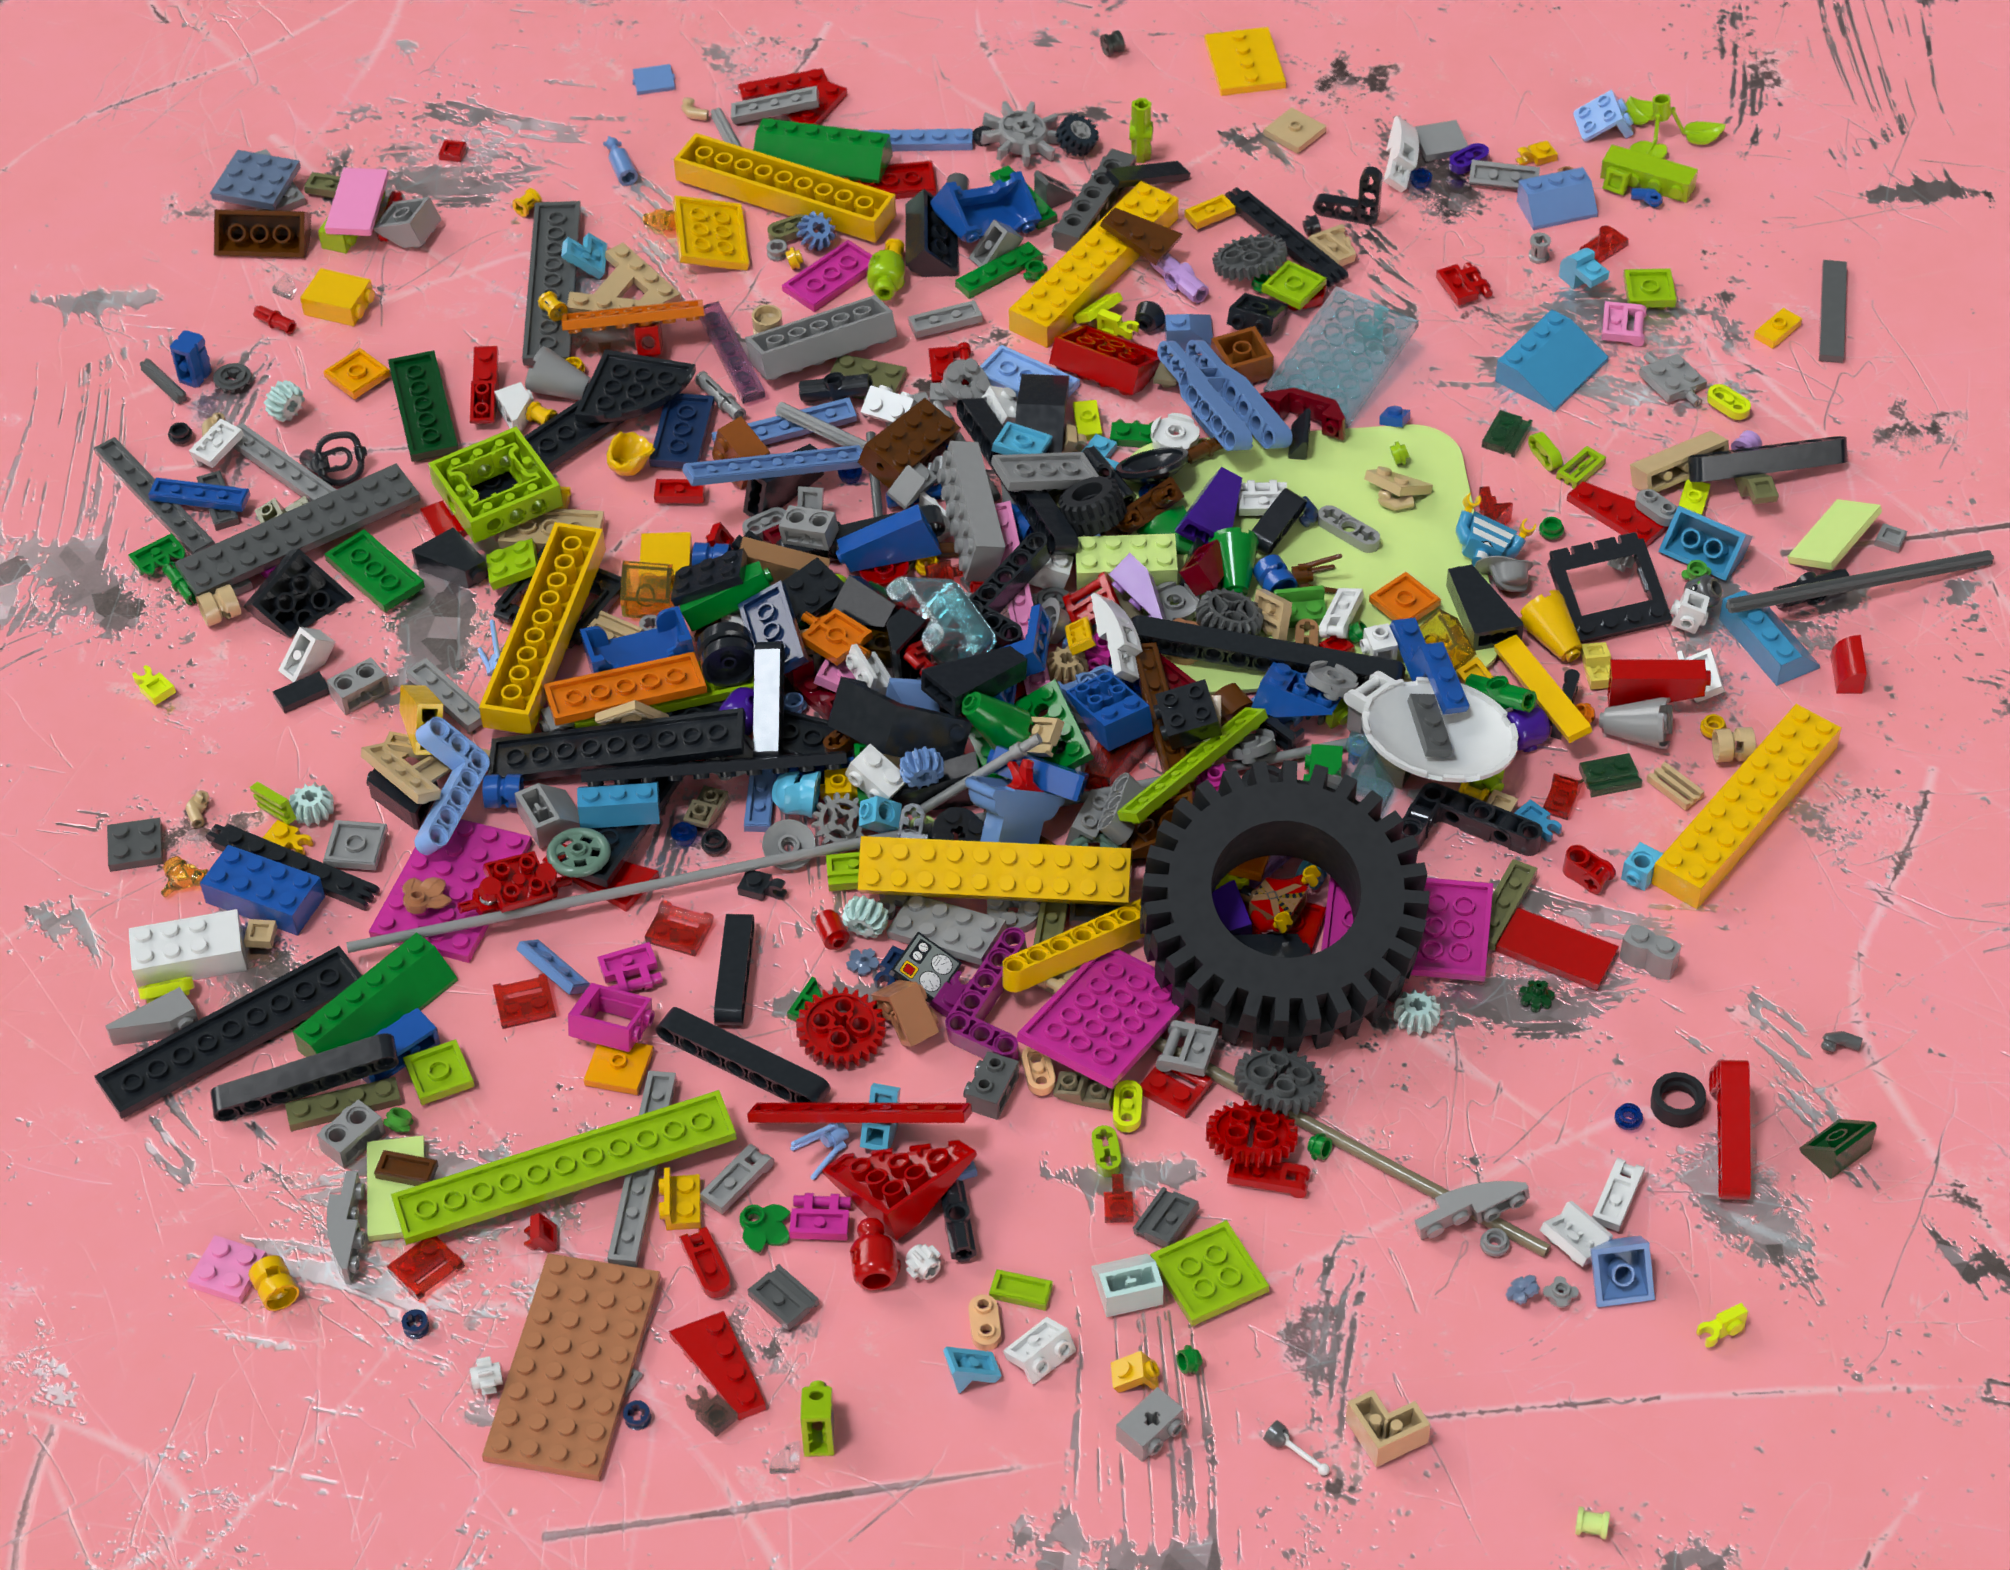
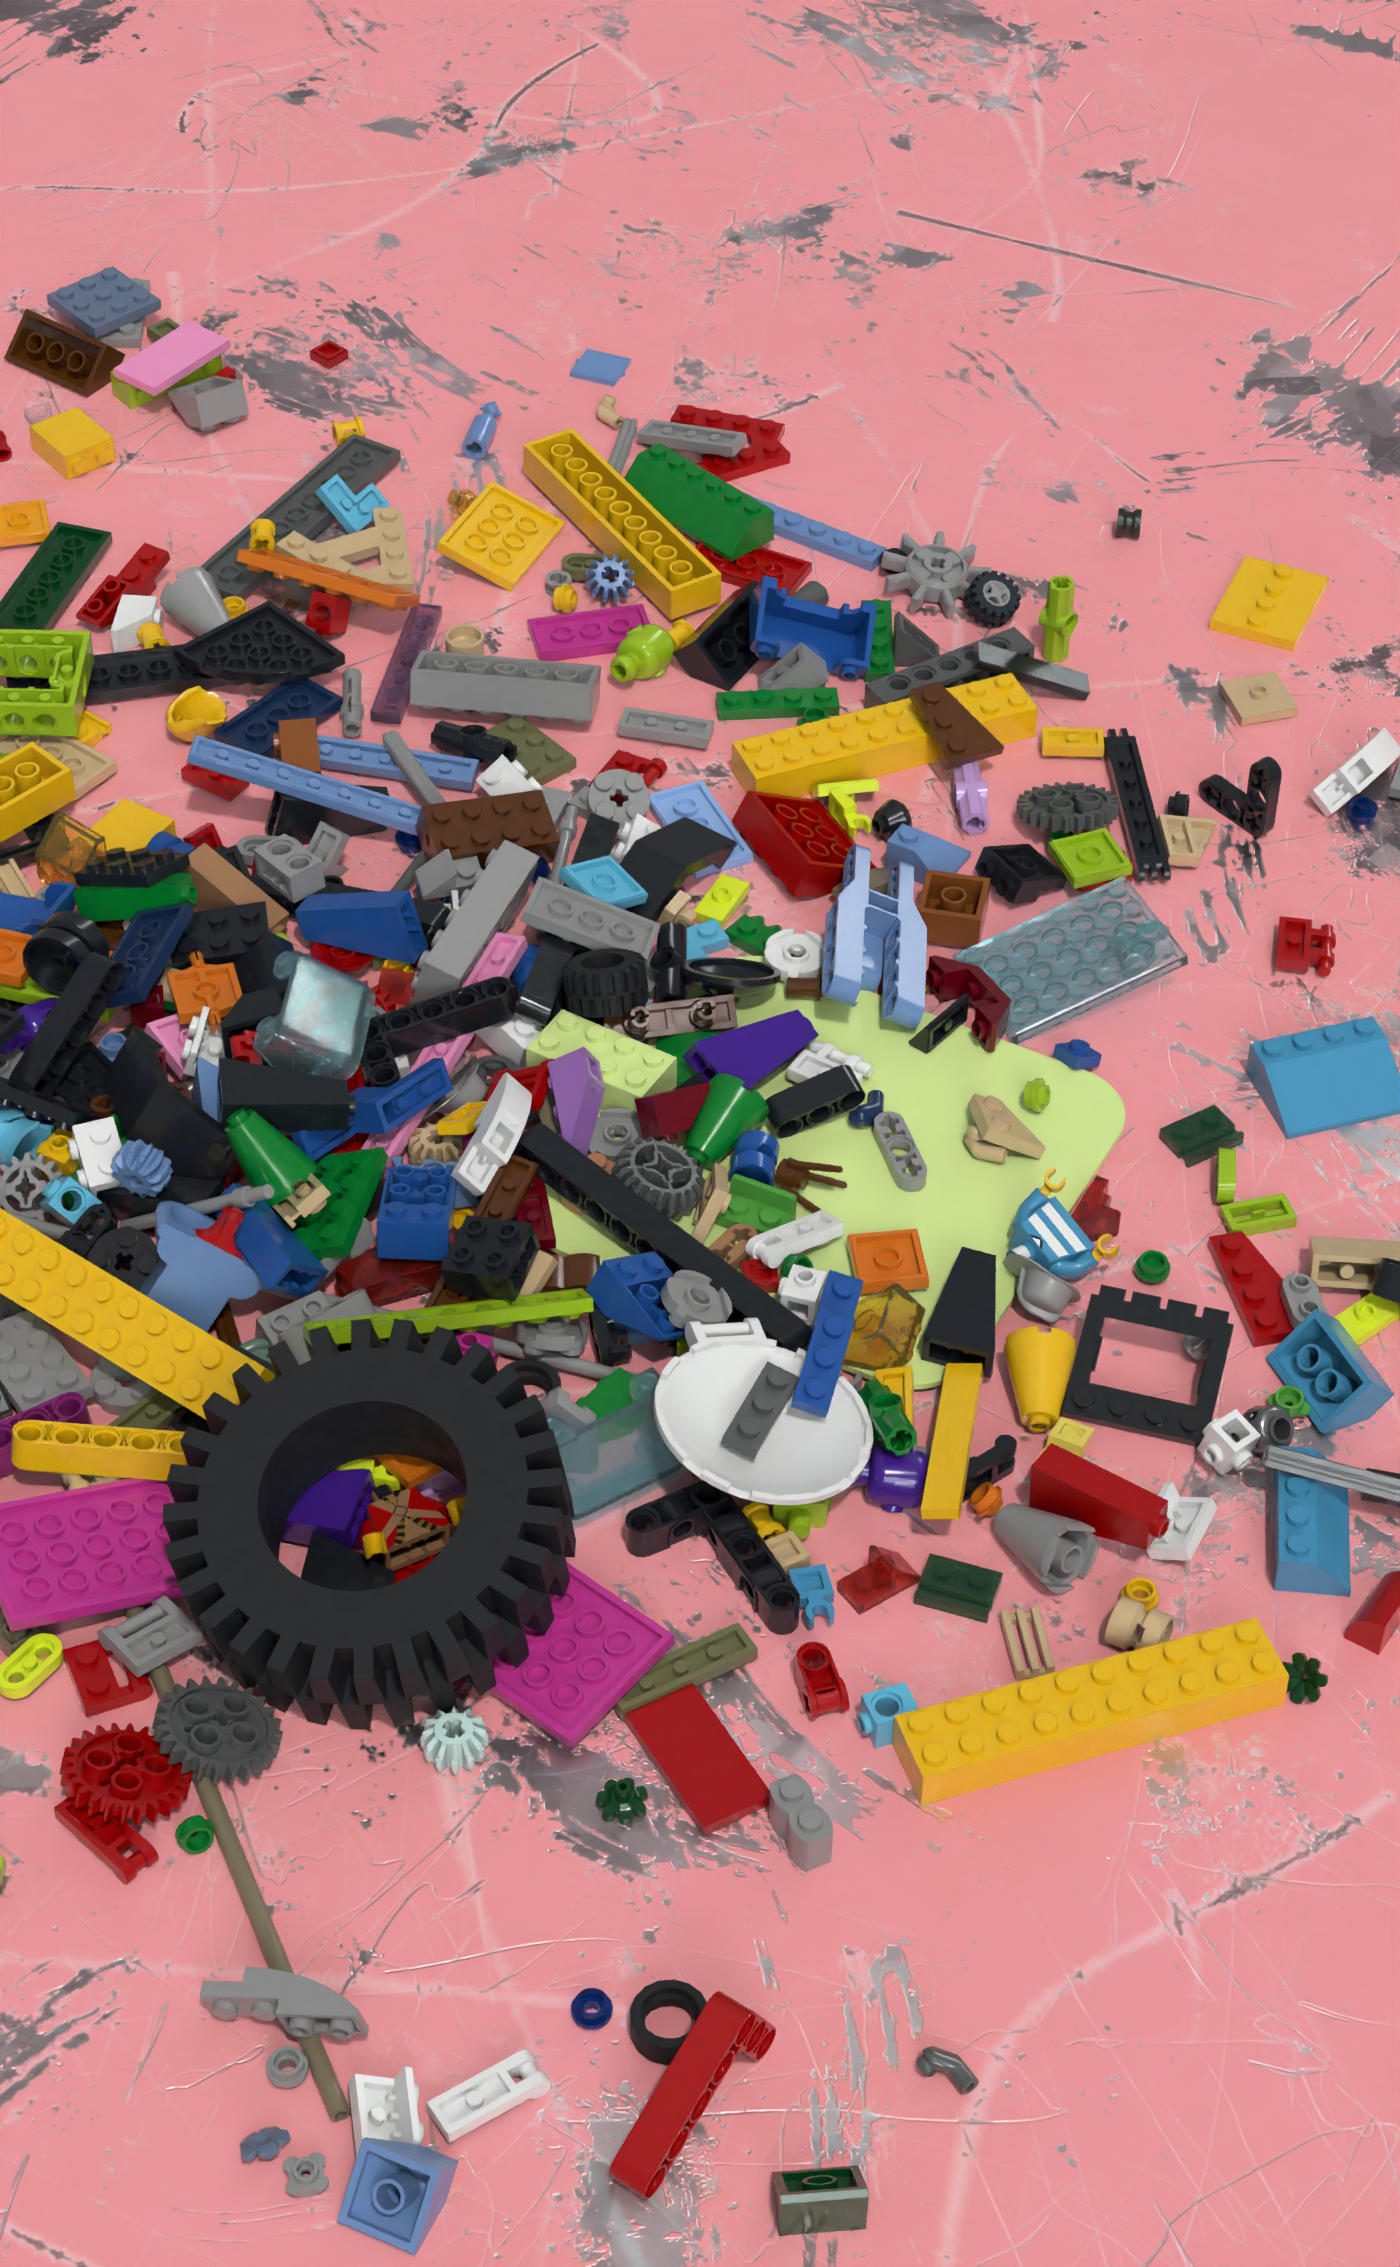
camera: 30 degrees right, 5 degrees down
(1846, 723) = (1304, 1678): none -> dark green plant

